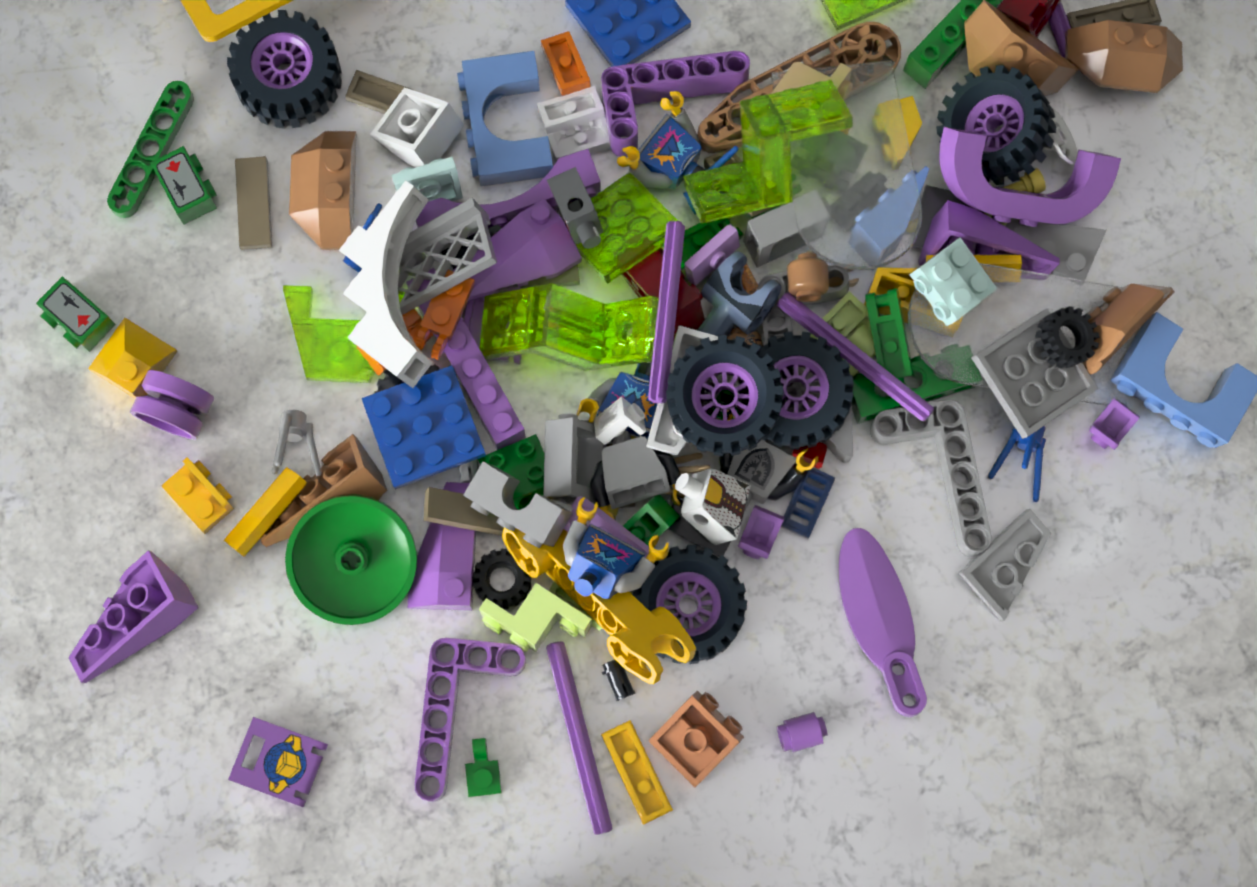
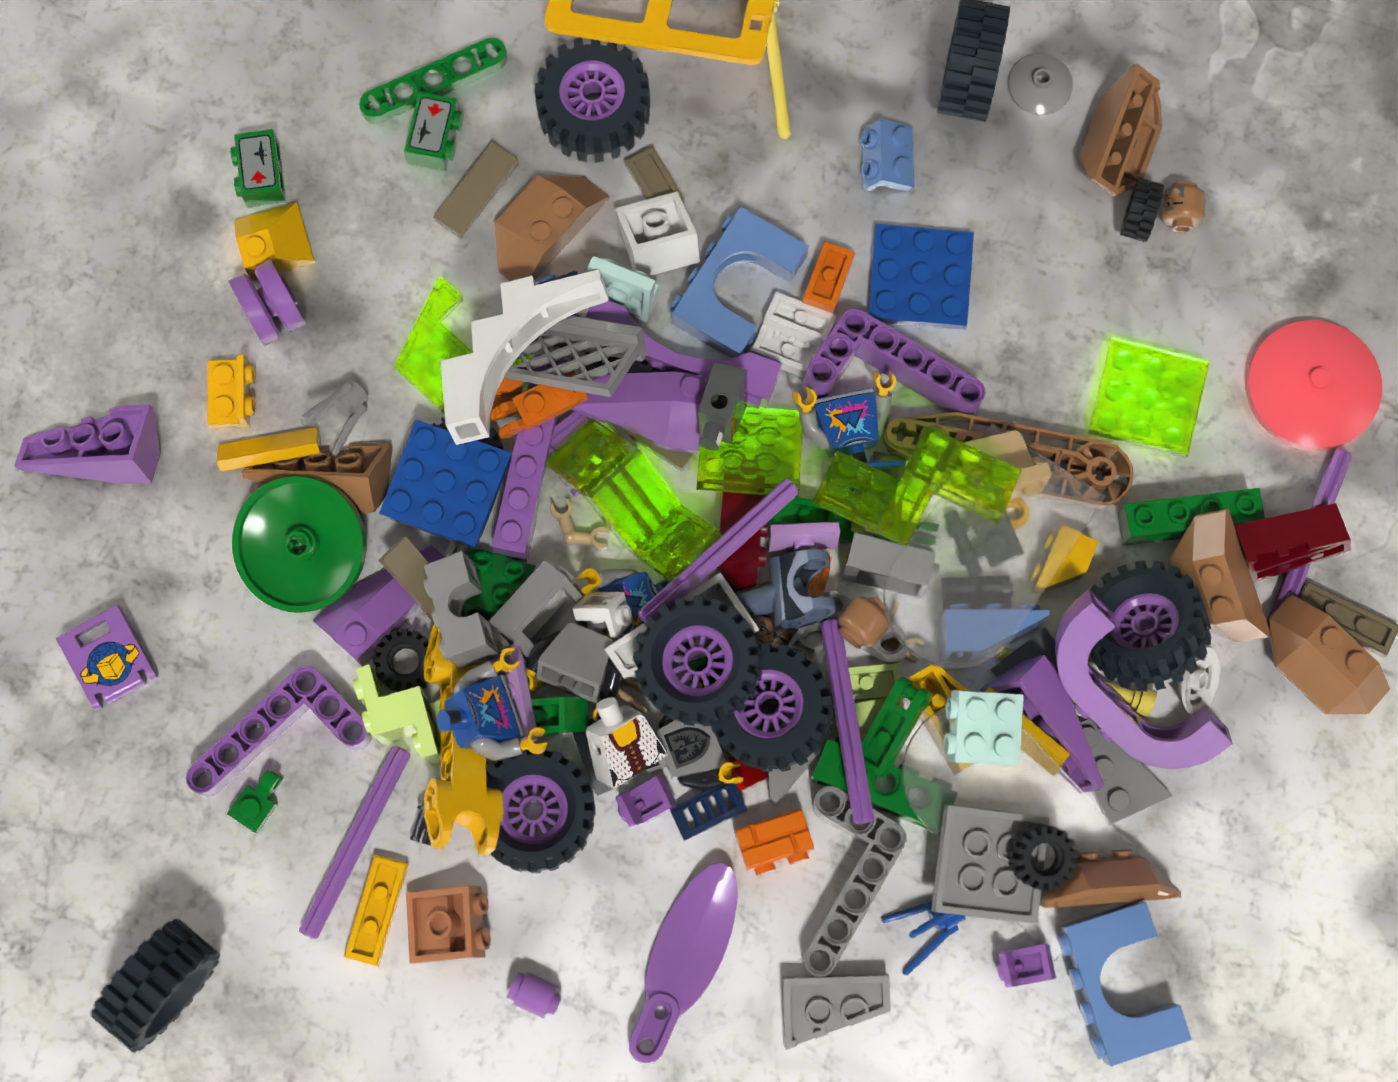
camera: 45 degrees right, 0 degrees up
(541, 392) = (572, 536): none -> tan arm
(872, 484) = (774, 841): none -> orange brick

